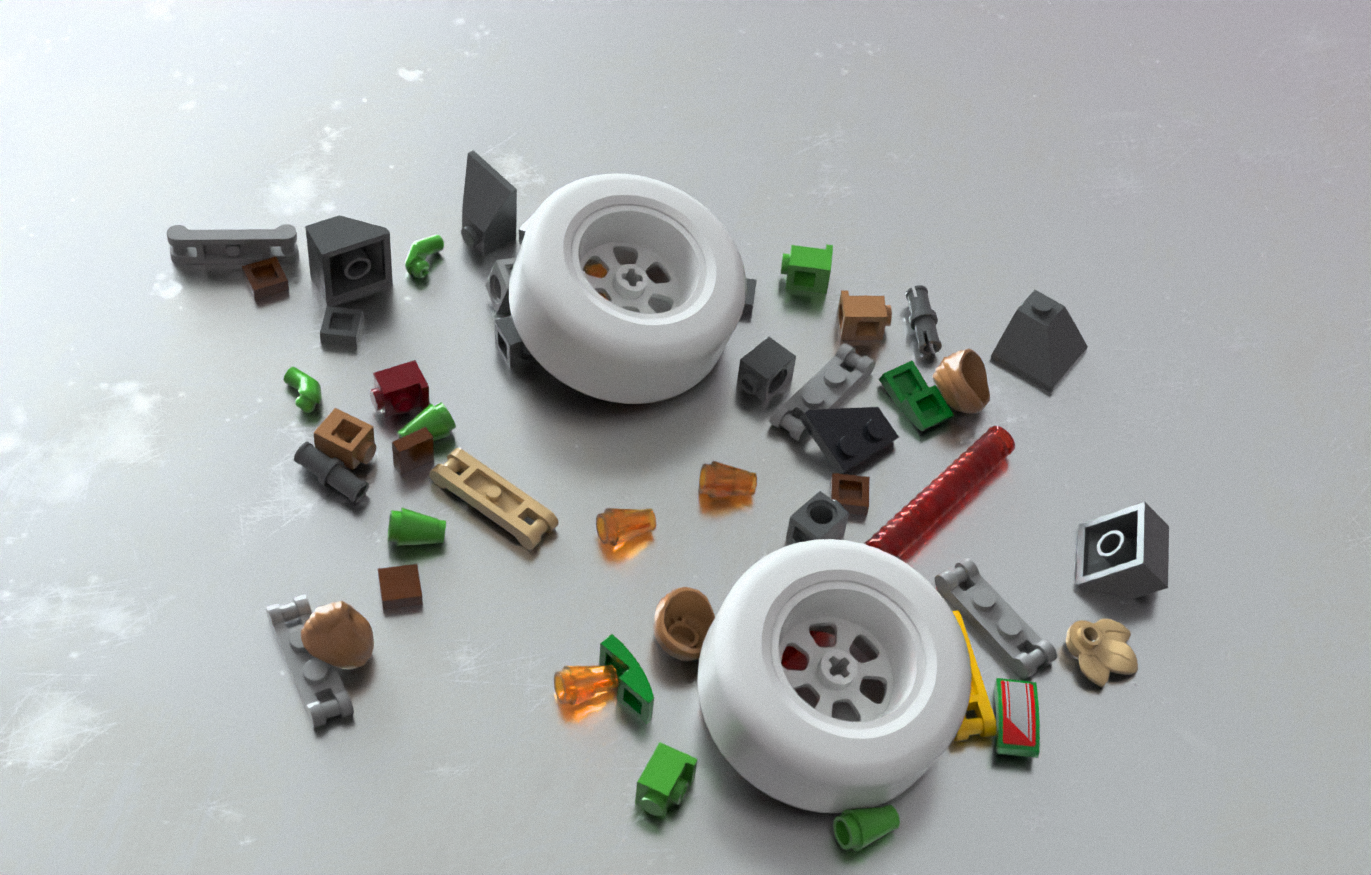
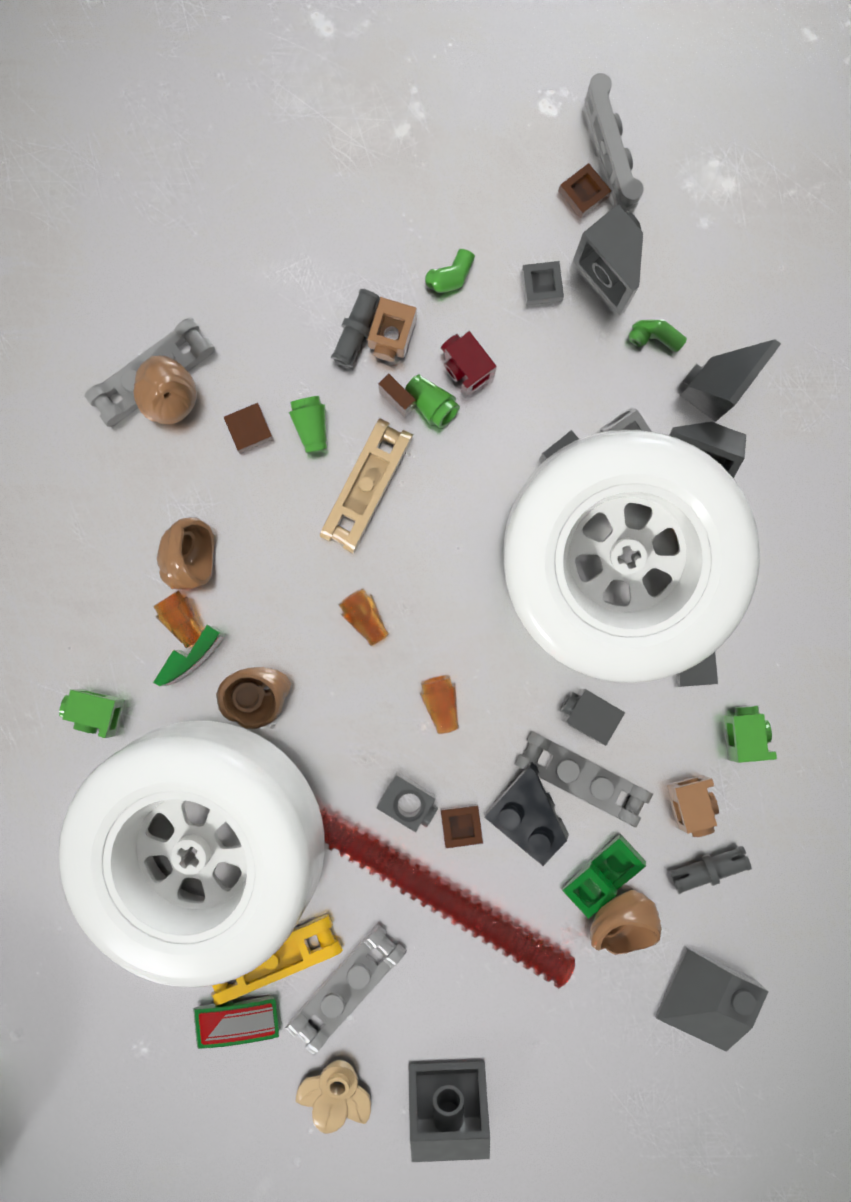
camera: 80 degrees right, 35 degrees up
(520, 660) = (186, 554): none -> medium nougat hair

